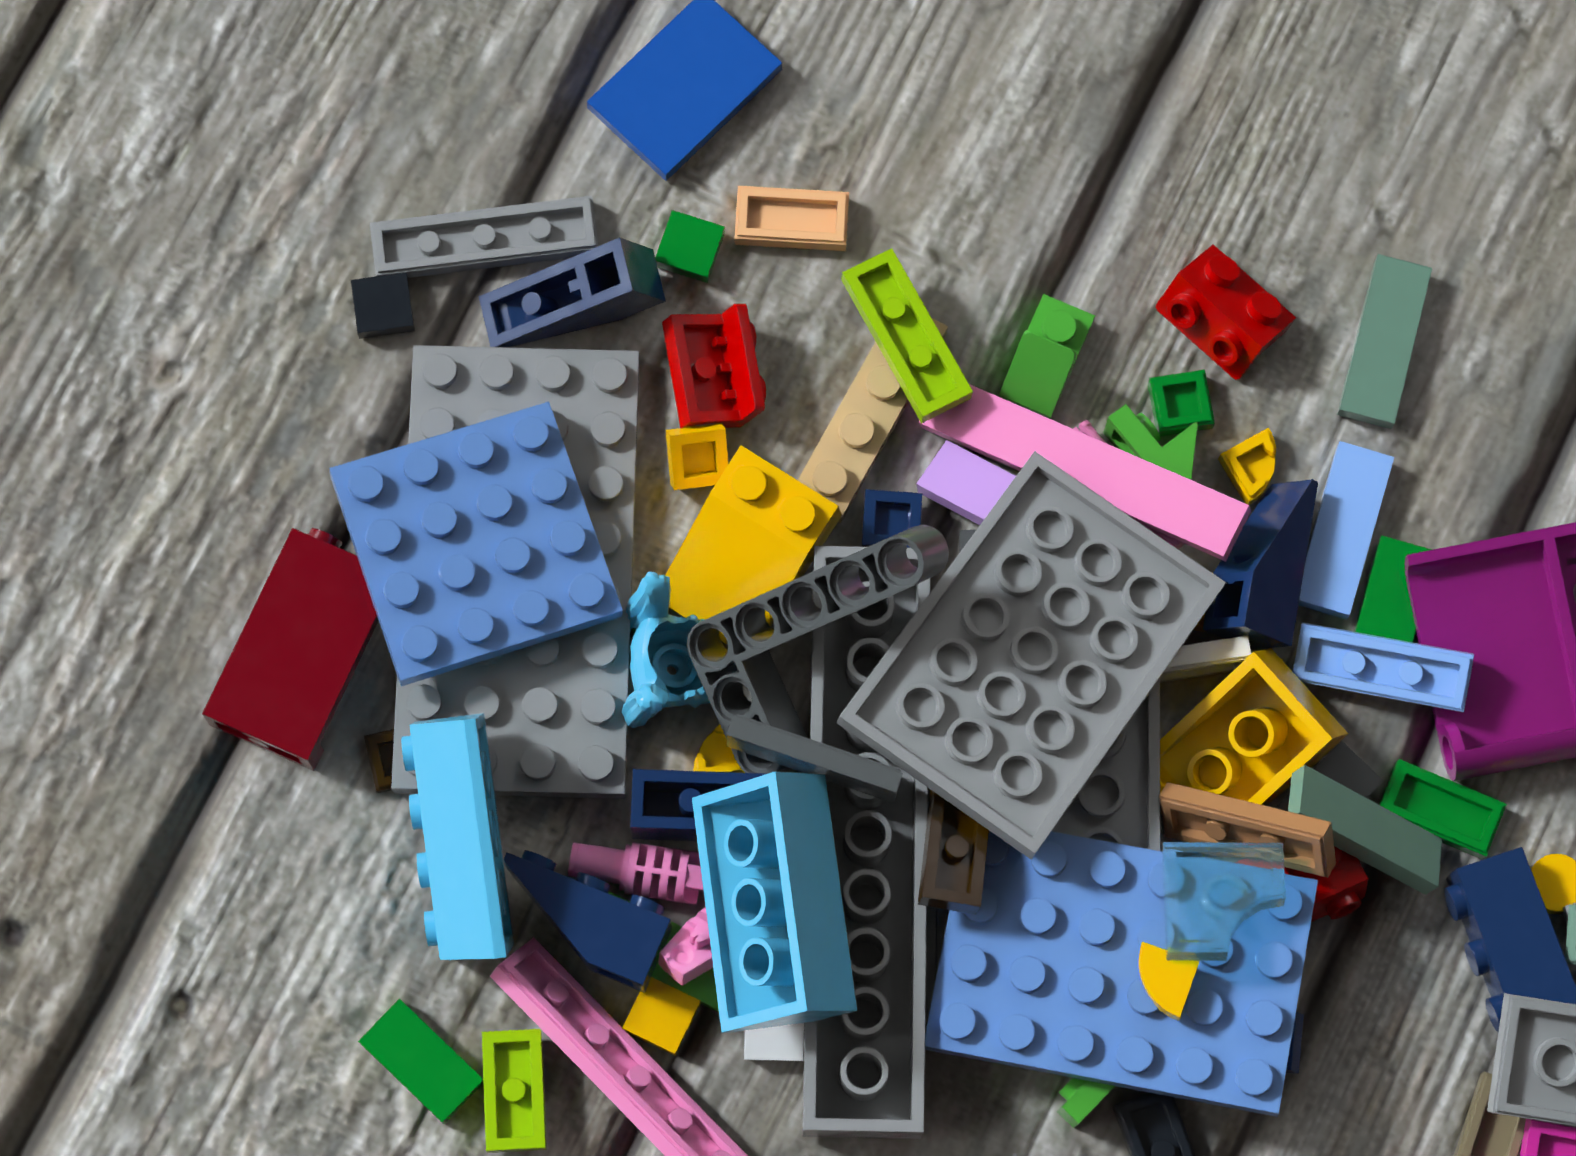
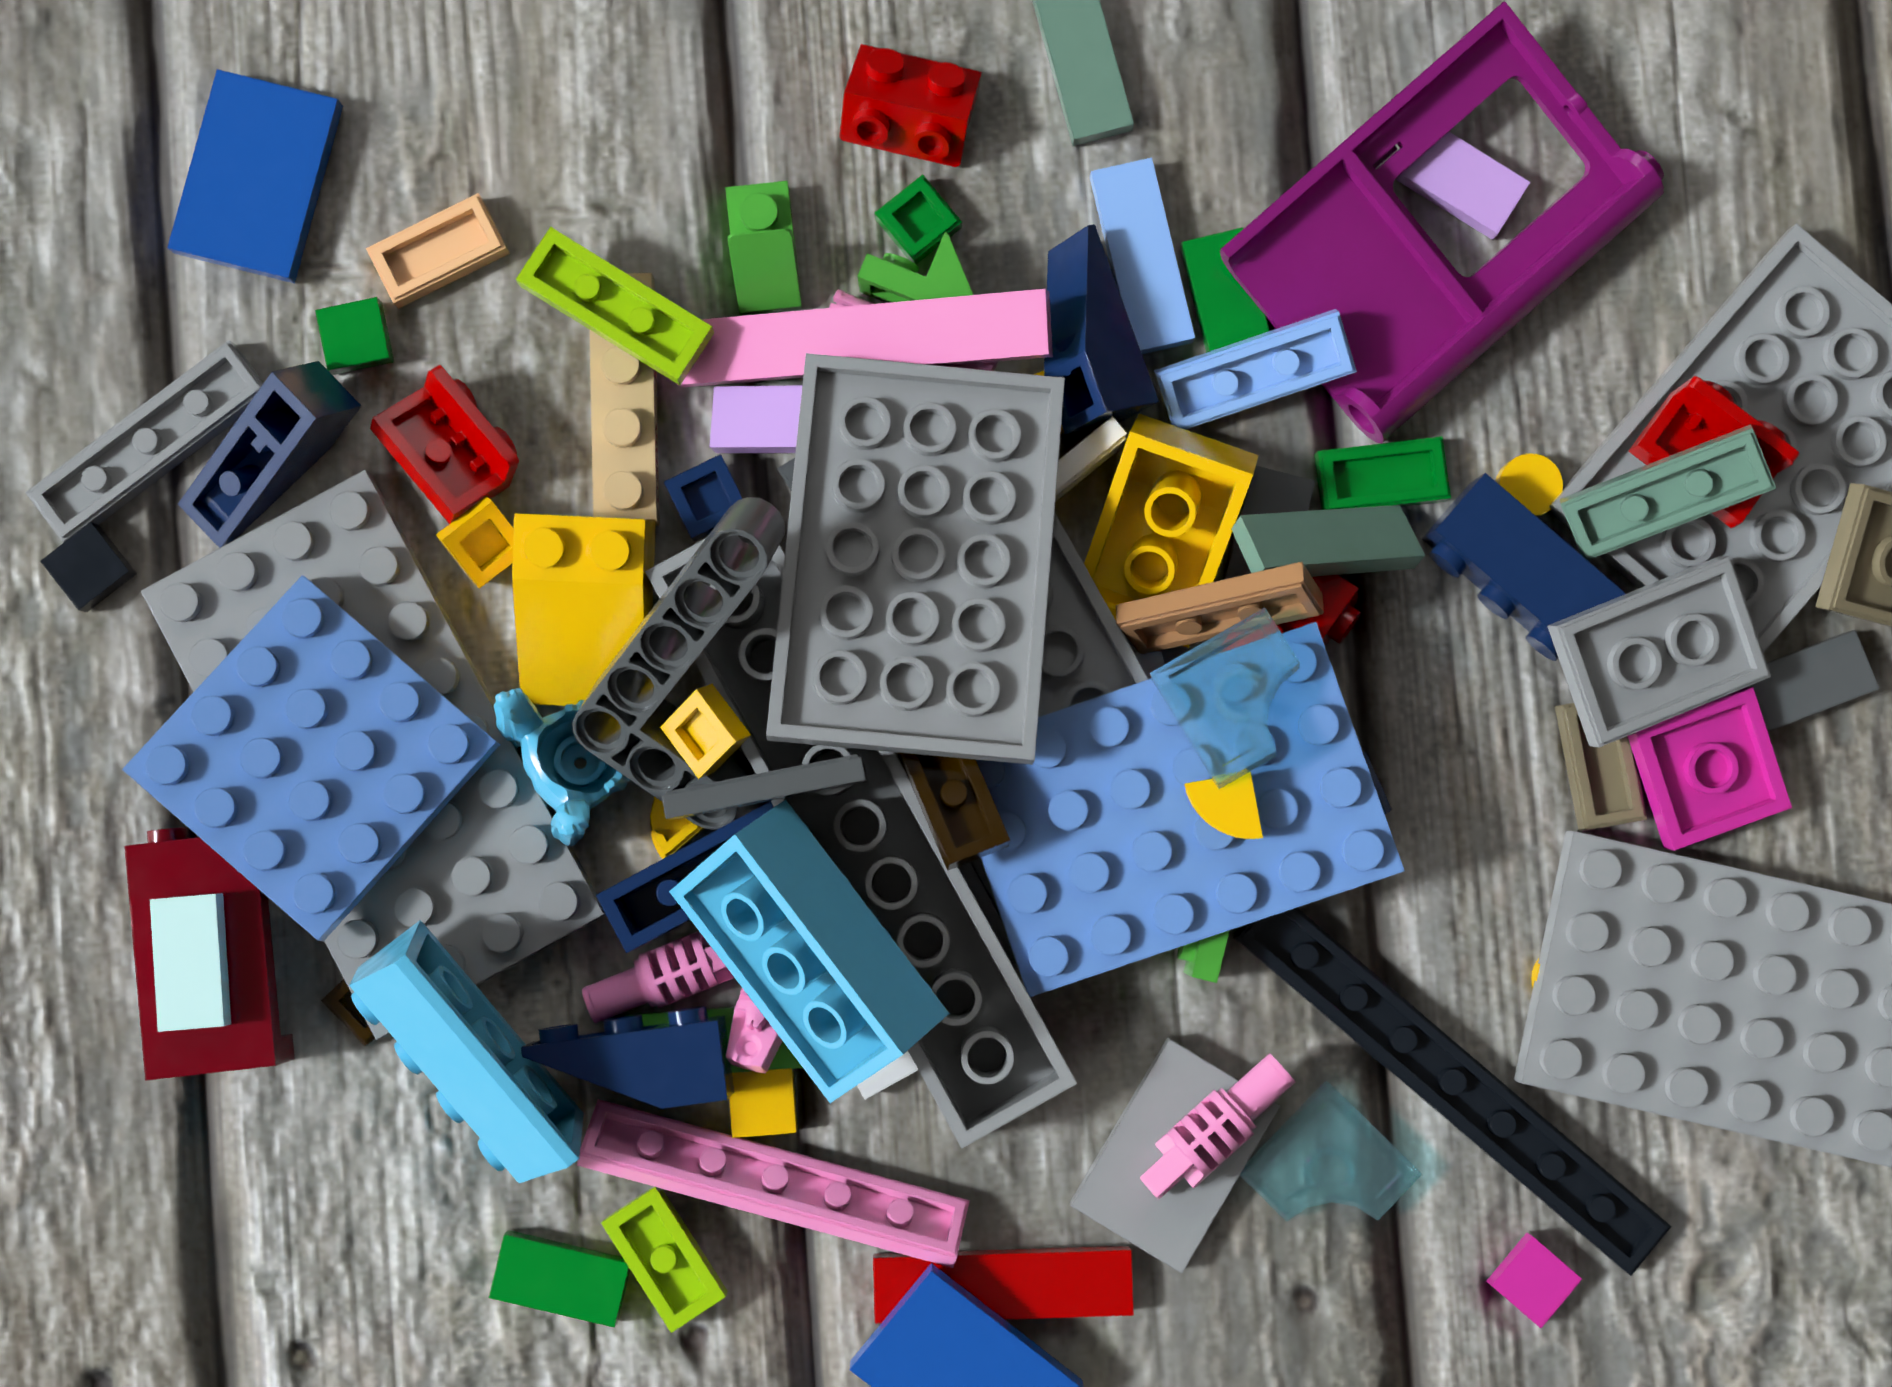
camera: 30 degrees left, 10 degrees up
(292, 642) = (190, 962): none -> light aqua tile
(791, 691) = (705, 730): none -> yellow plate
(1251, 465) = (1019, 243): yellow tile -> none

